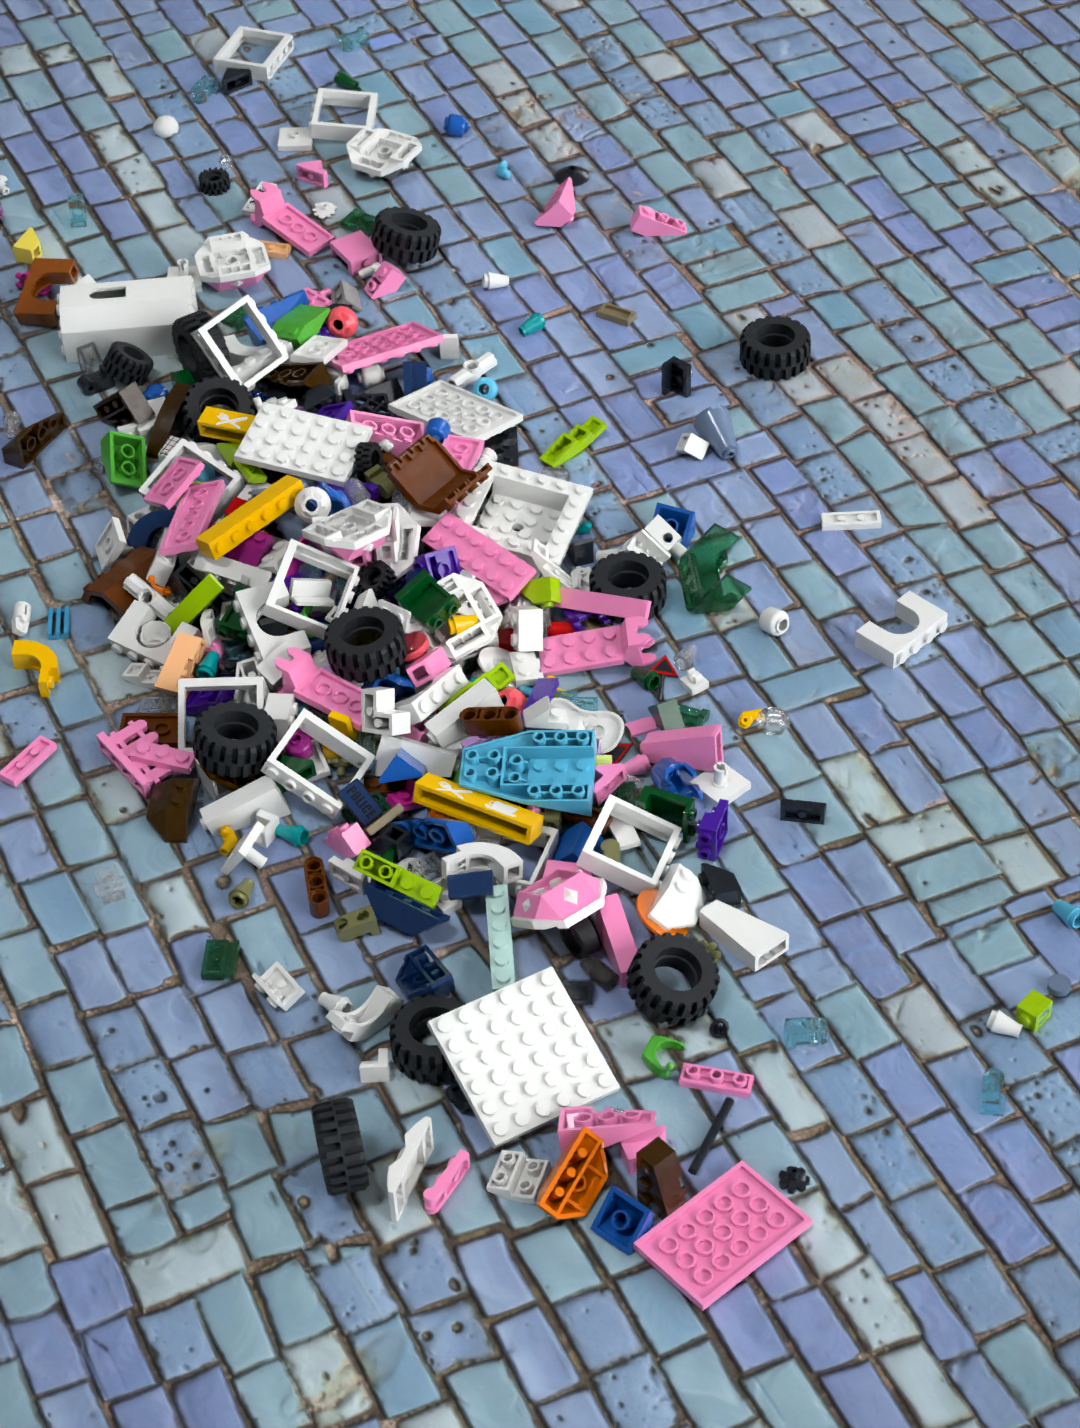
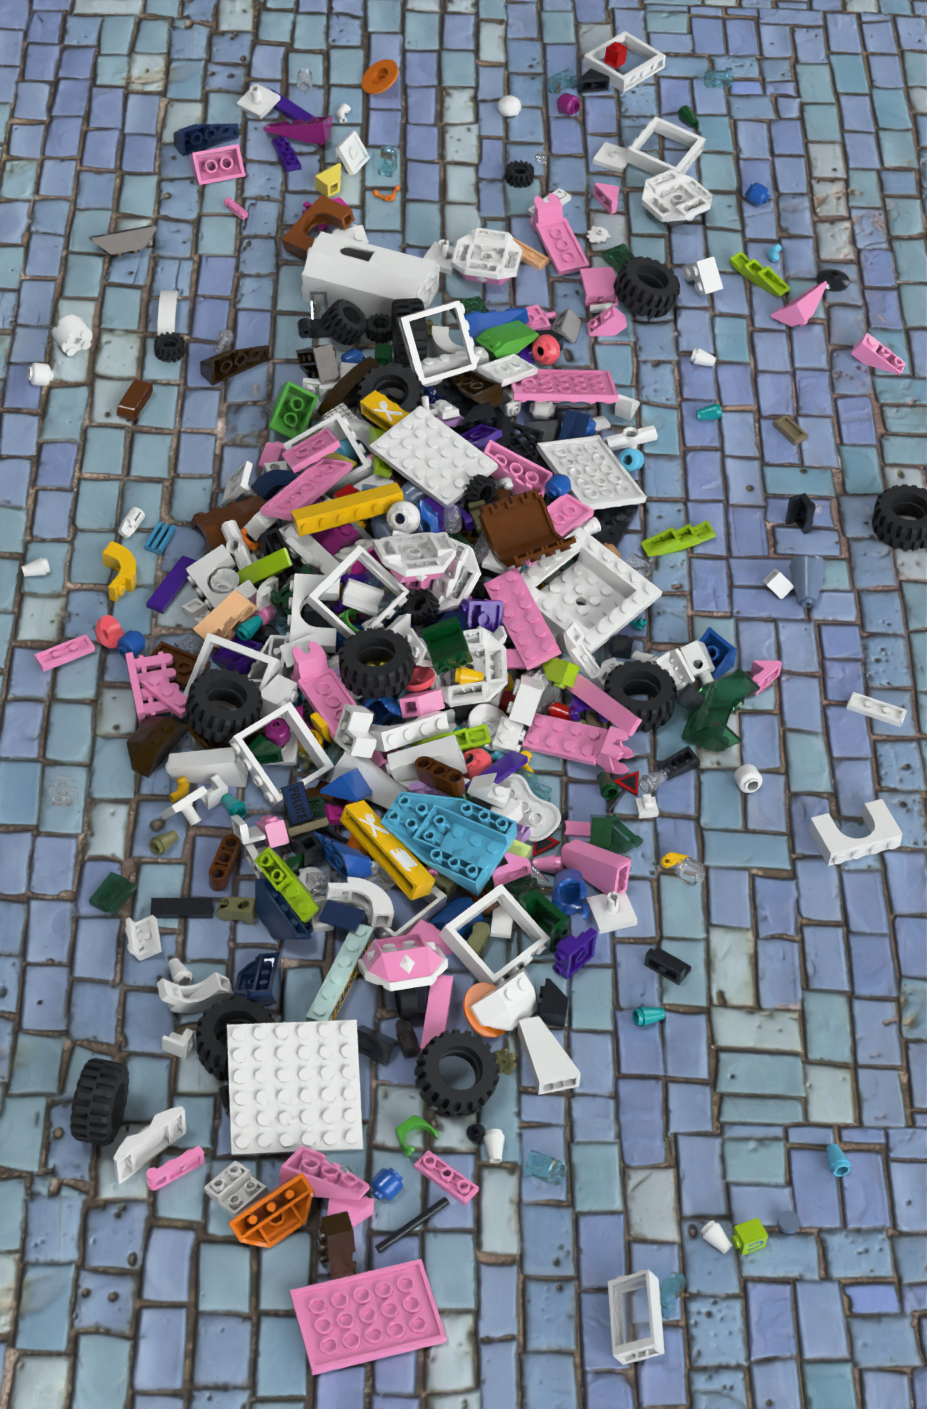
camera: 20 degrees right, 5 degrees up
(20, 140) = (380, 76): none -> orange hat
(36, 215) = (352, 153): none -> white tile
(63, 724) = (108, 631): none -> coral piece
(91, 725) = (131, 642): none -> blue head
(98, 243) = (391, 197): none -> orange piece
(98, 660) = (170, 586): none -> dark purple tile
(127, 505) = (272, 453): none -> bright pink slope
(164, 360) = (379, 335): none -> black tyre
(223, 106) = (568, 104): none -> magenta head
(246, 47) = (615, 55): none -> red brick
(298, 945) = (182, 908): none -> black tile
(320, 848) = (246, 834): none -> white panel
(436, 369) = (601, 423): none -> white piece
(453, 207) = (704, 274): none -> white brick
(504, 194) = (760, 276): none -> lime slope
(622, 1220) = (292, 1267): blue slope -> none
(667, 1107) = (386, 1184): none -> blue head
(677, 571) = (690, 698): none -> black slope
(702, 621) = (681, 755): none -> black slope
(731, 521) = (765, 672): none -> bright pink slope
(744, 1030) = (494, 1144): none -> white cone
(793, 1179) = (456, 1295): black plant -> none
(813, 860) = (647, 1015): none -> teal cone
(978, 1122) = (635, 1317): none -> window

